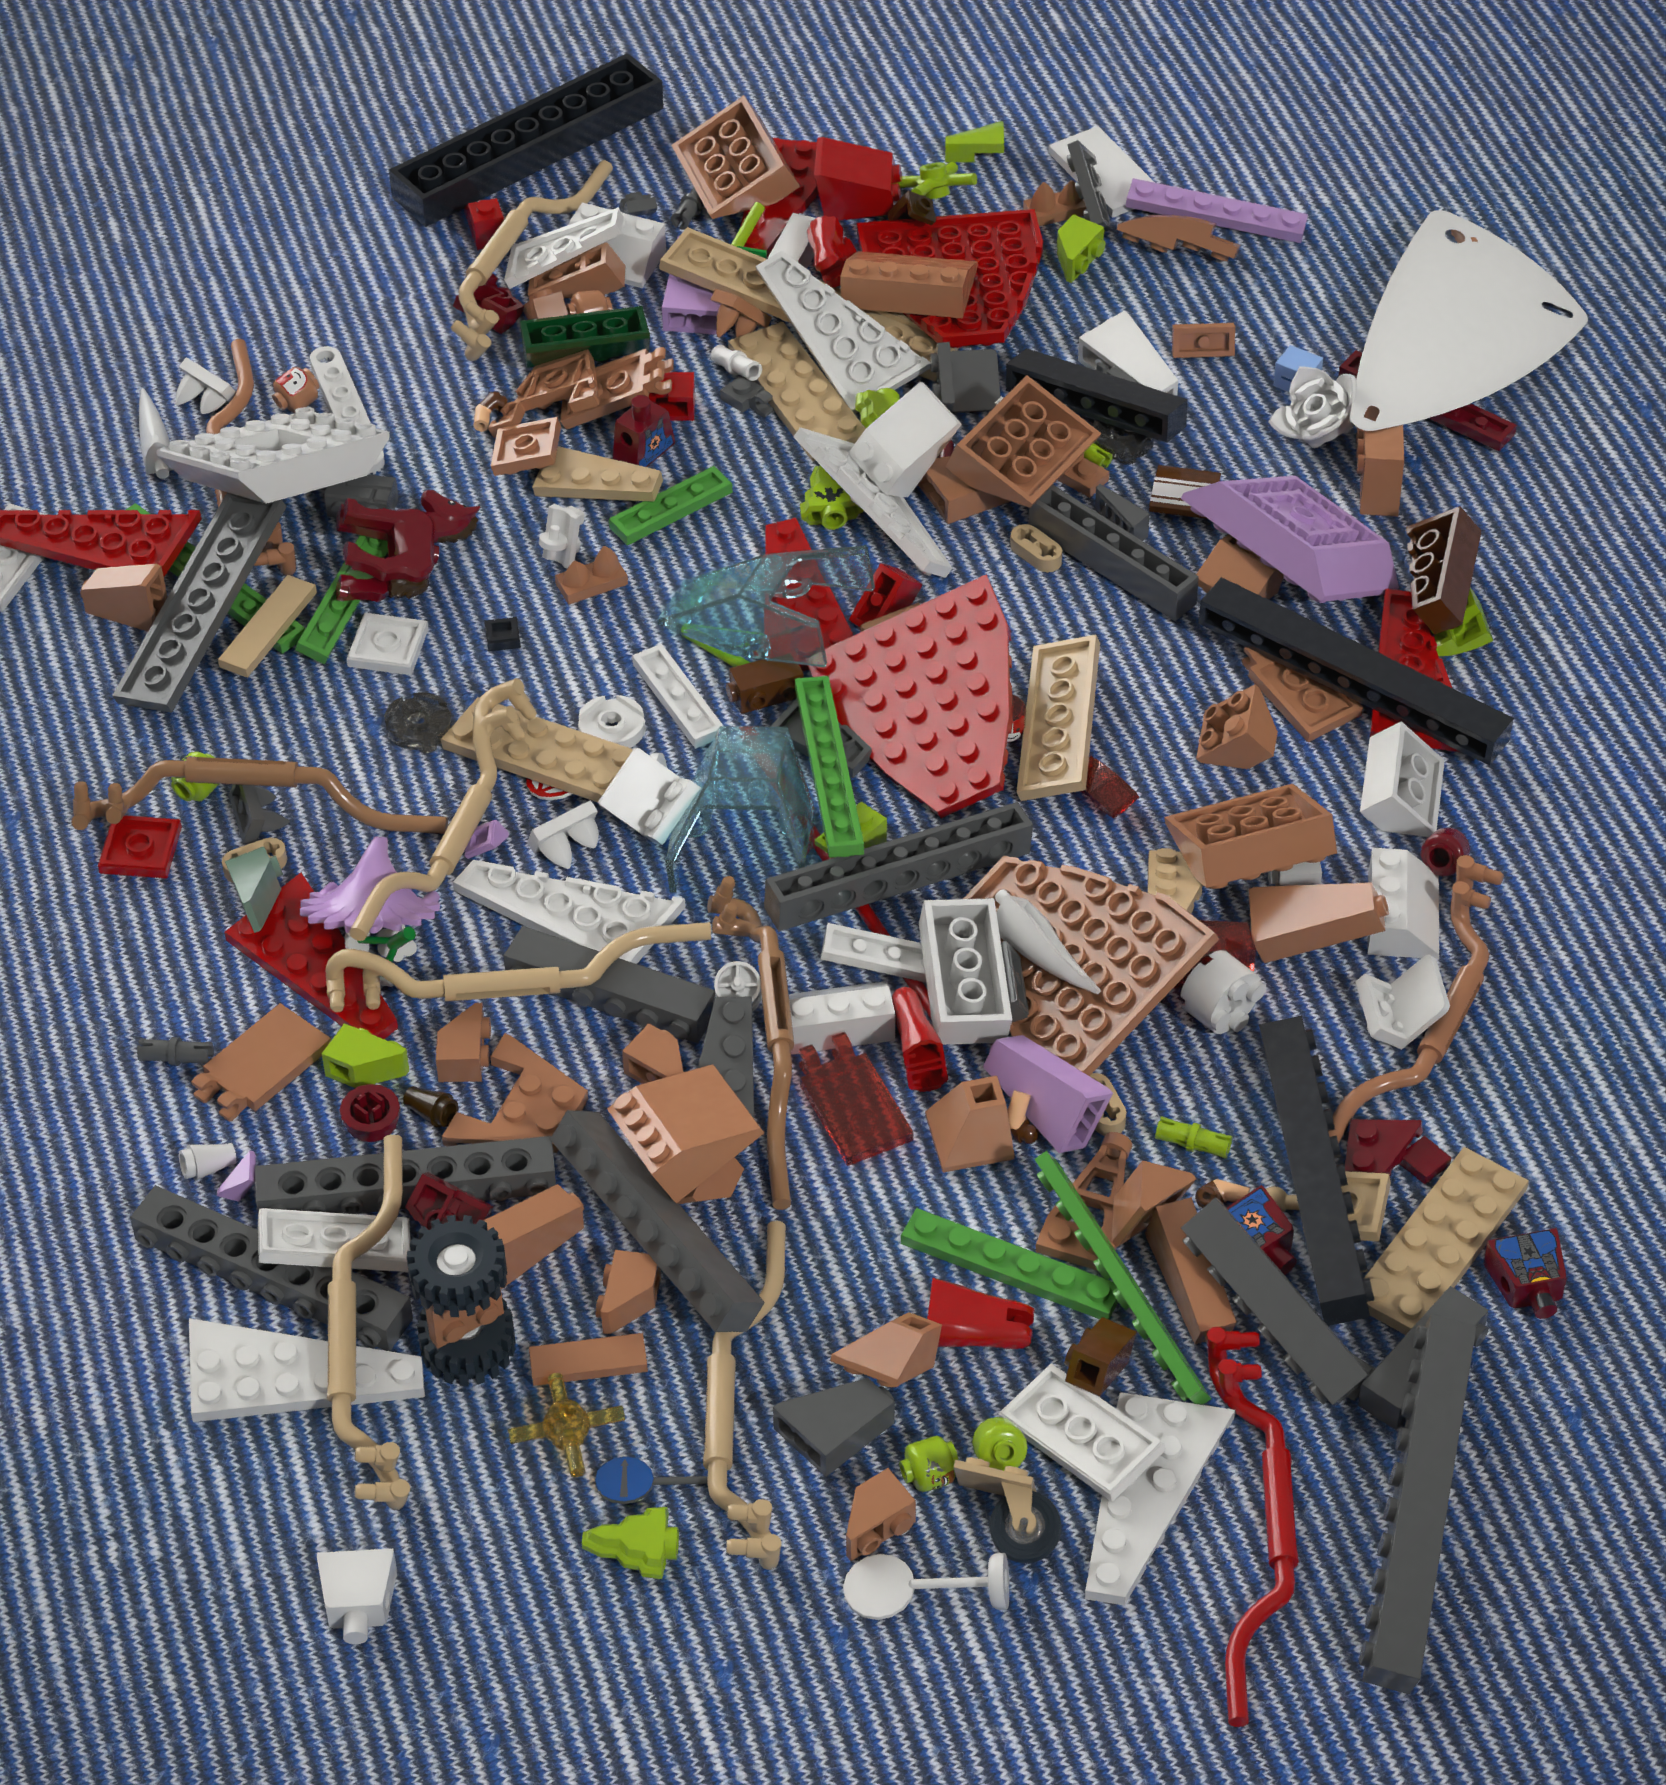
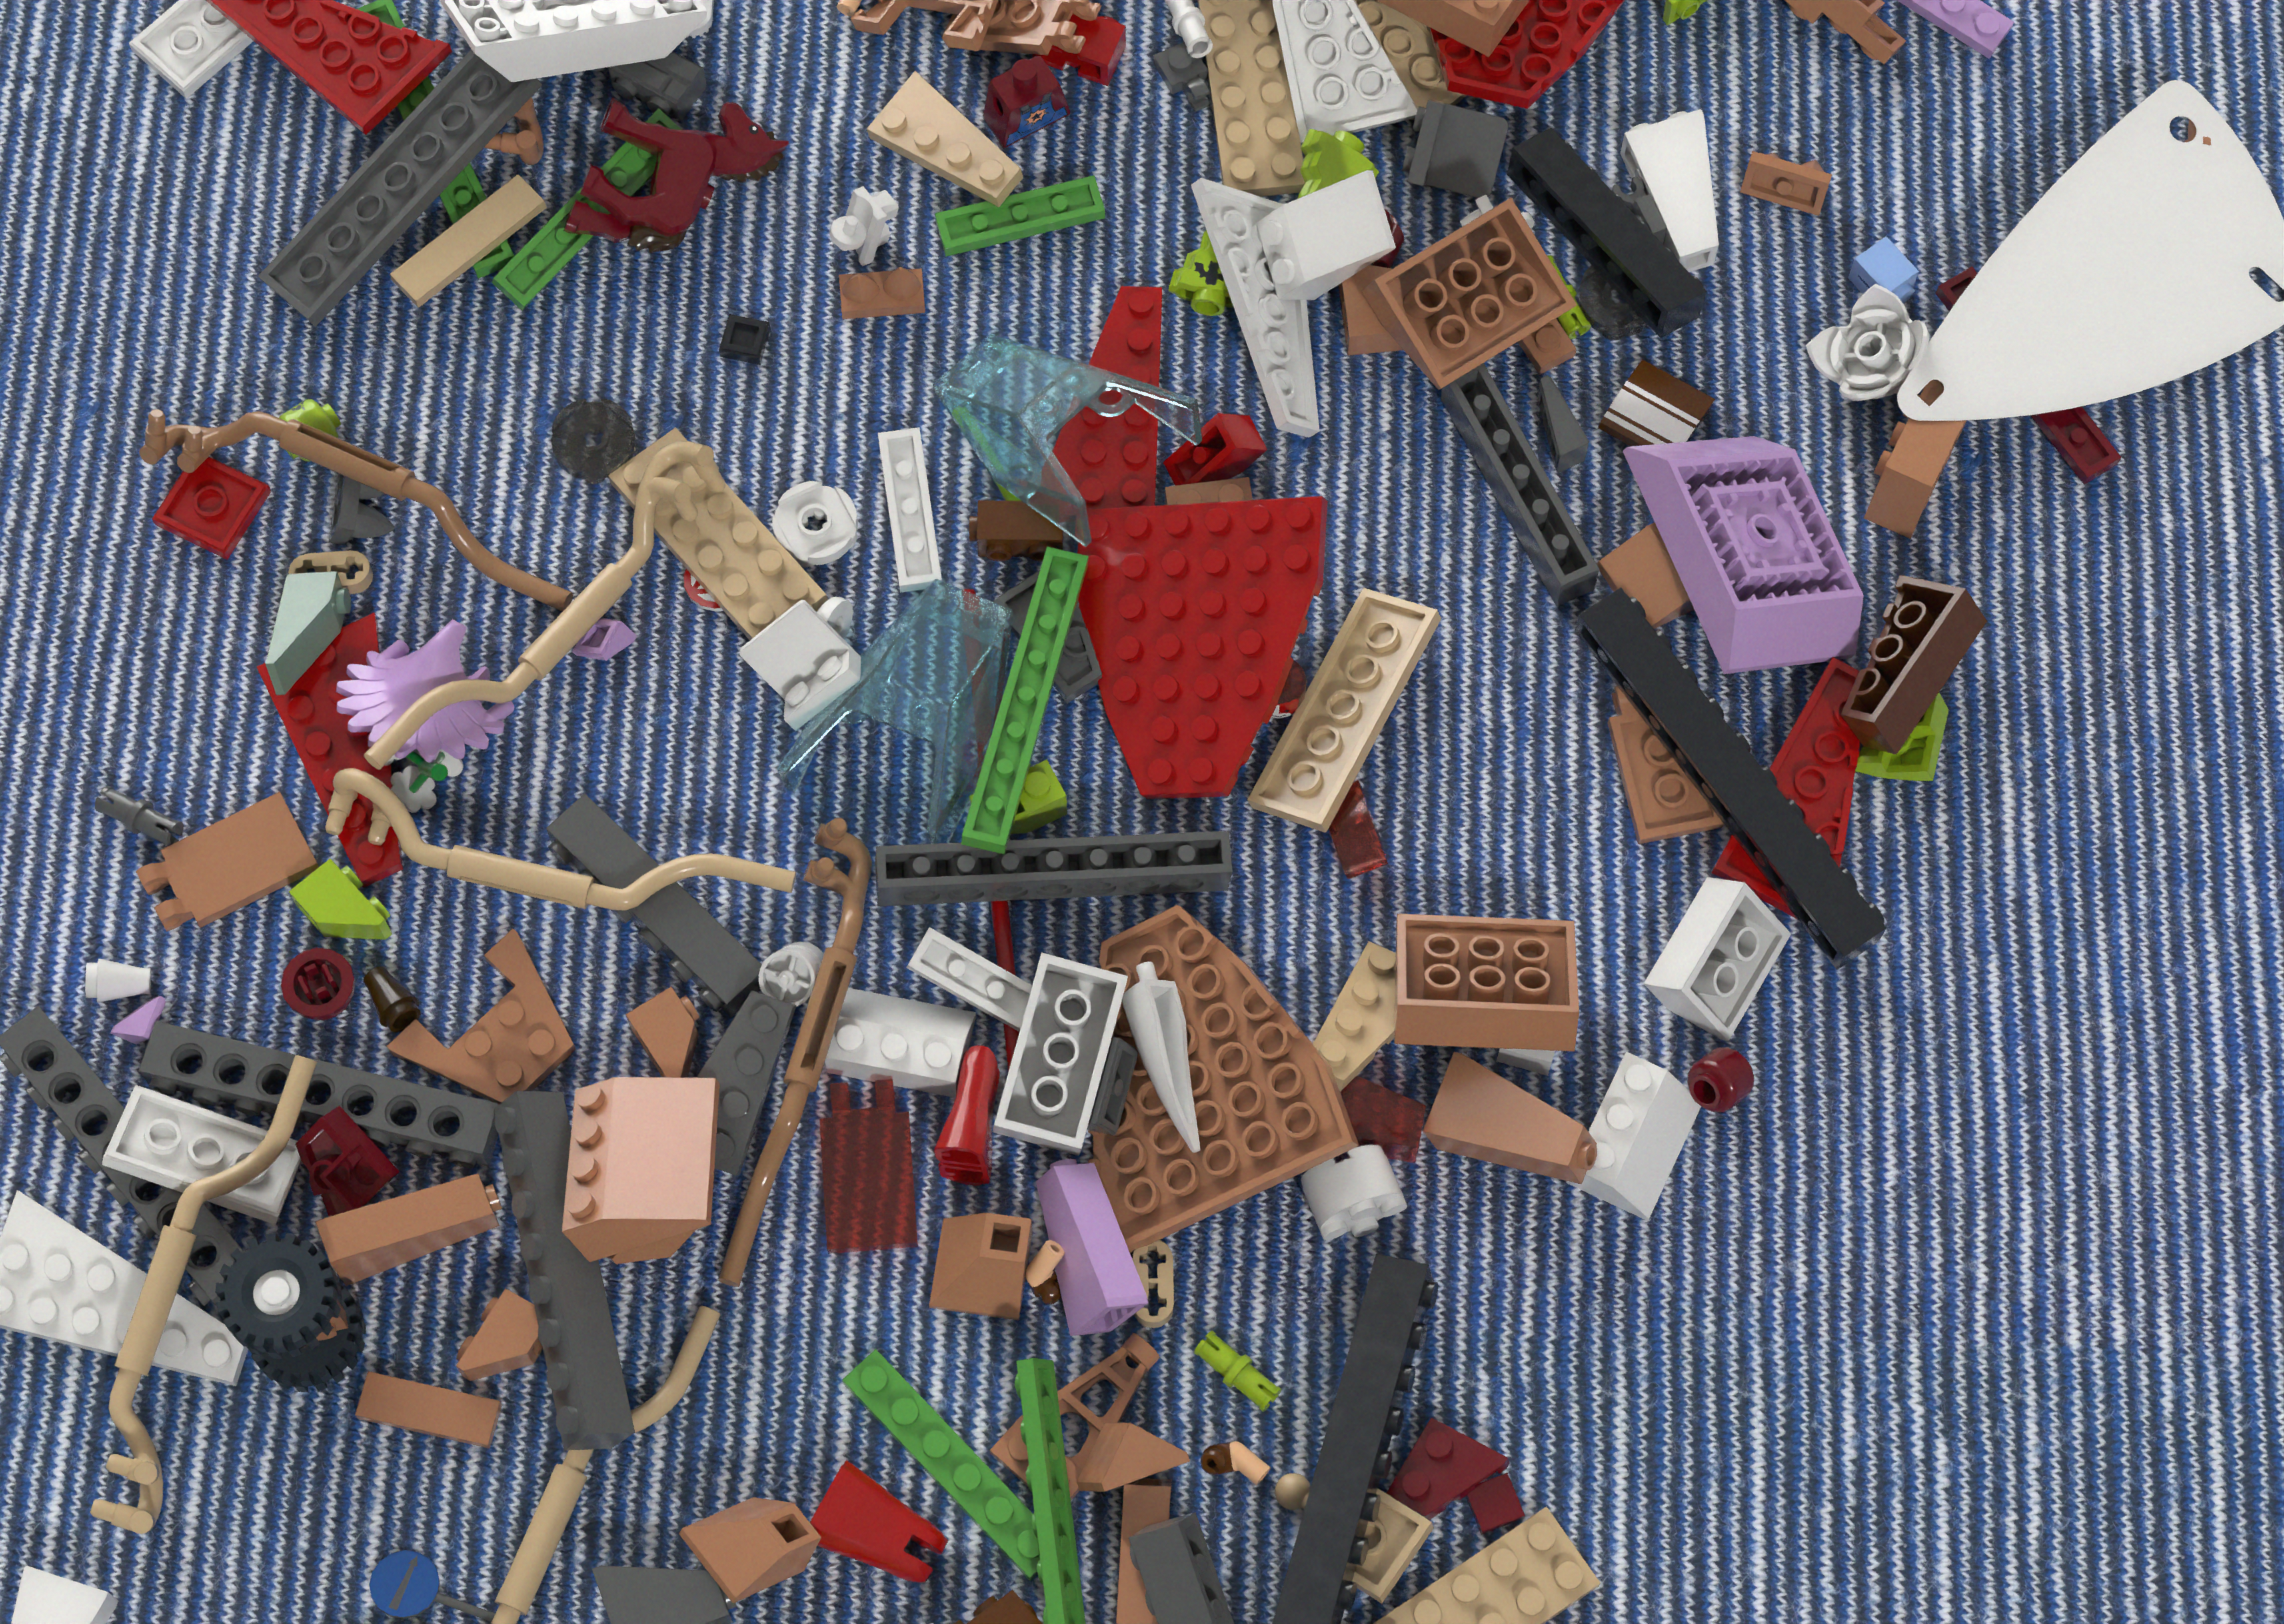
camera: 20 degrees right, 20 degrees up
(126, 594) = (323, 134): nougat slope -> none
(387, 643) = (606, 306): white tile -> none
(462, 1047) = (456, 931): nougat slope -> none
(526, 446) = (880, 67): nougat plate -> none
(552, 836) = (678, 675): white tile -> none
(566, 1425) = (373, 1505): clear yellow bar -> none
(567, 909) = (661, 784): white wing -> none
(1036, 548) = (1443, 430): tan beam -> none
(1238, 731) = (1551, 807): nougat slope -> none
(1267, 1226) = (1245, 1536): torso -> none
(1407, 1006) = (1562, 1284): white bracket -> none
(1460, 996) = (1624, 1306): nougat piece -> none

